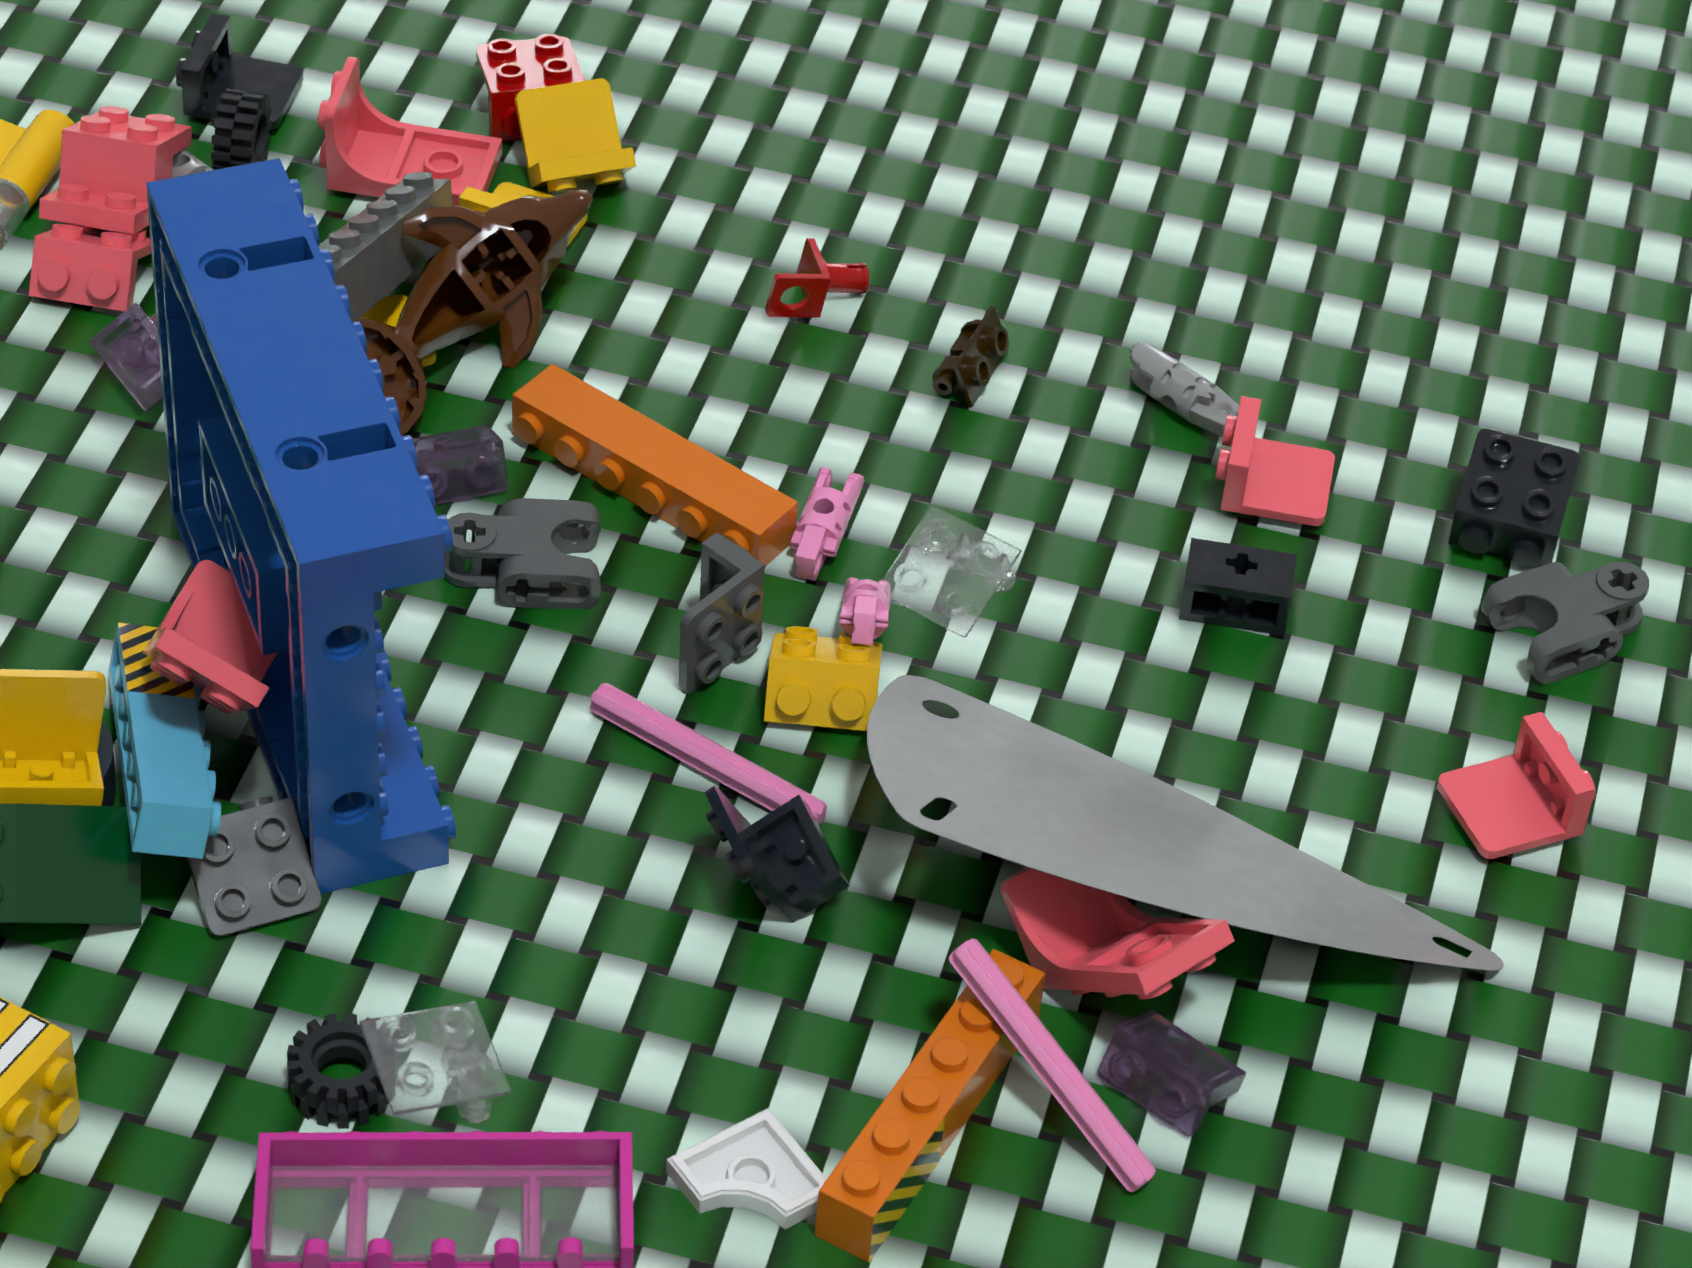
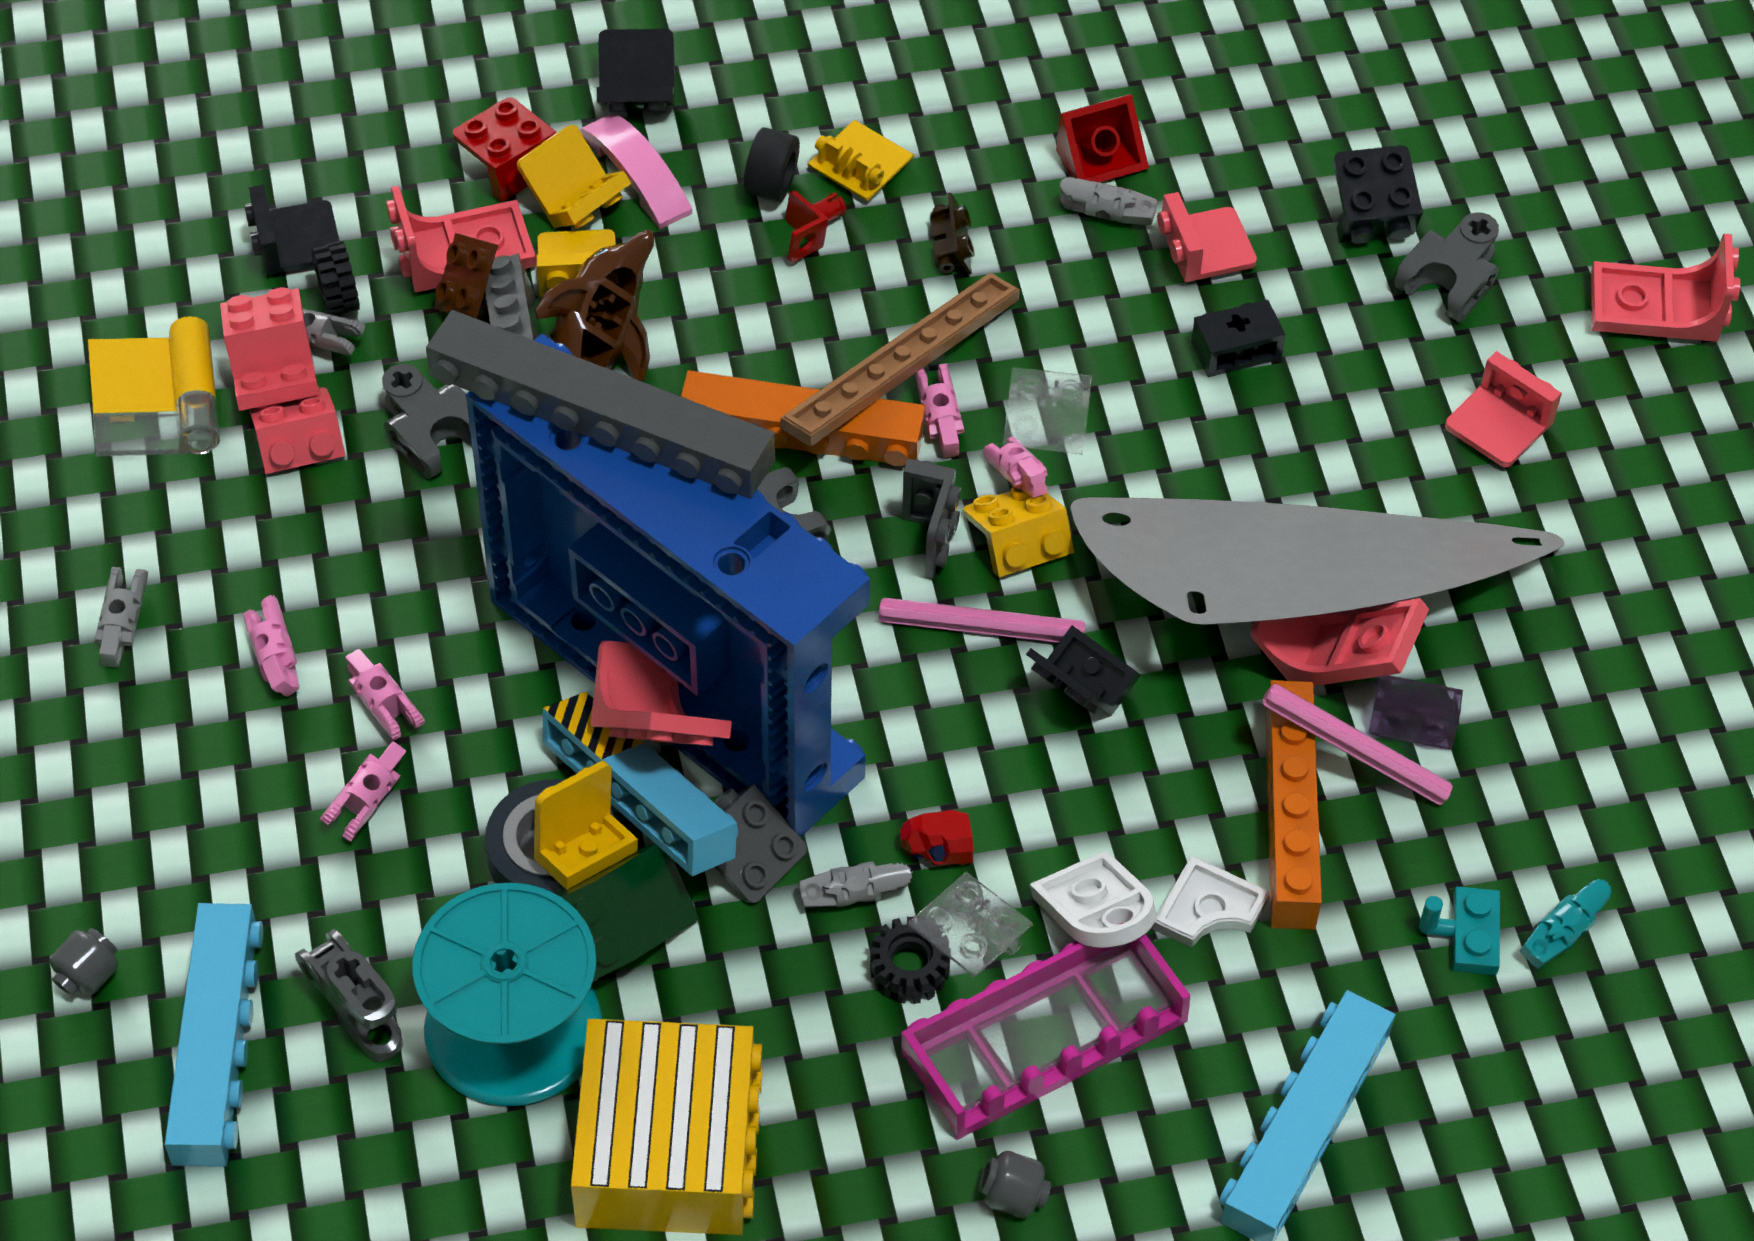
camera: 25 degrees left, 10 degrees up
(132, 353) = (390, 488): clear purple bracket -> none
(277, 242) = (601, 404): none -> dark grey brick
(339, 962) = (853, 884): none -> light grey hinge
(387, 161) = (465, 275): none -> reddish brown hinge
(477, 955) = (939, 837): none -> red rock
(605, 1101) = (1094, 899): none -> white tile
(665, 166) = (648, 173): none -> bright pink slope
(728, 64) = (636, 69): none -> black bracket
(806, 446) = (899, 359): none -> medium nougat tile
(808, 203) = (771, 164): none -> black tyre
(922, 244) = (859, 159): none -> yellow hinge
(1221, 324) = (1101, 140): none -> red slope

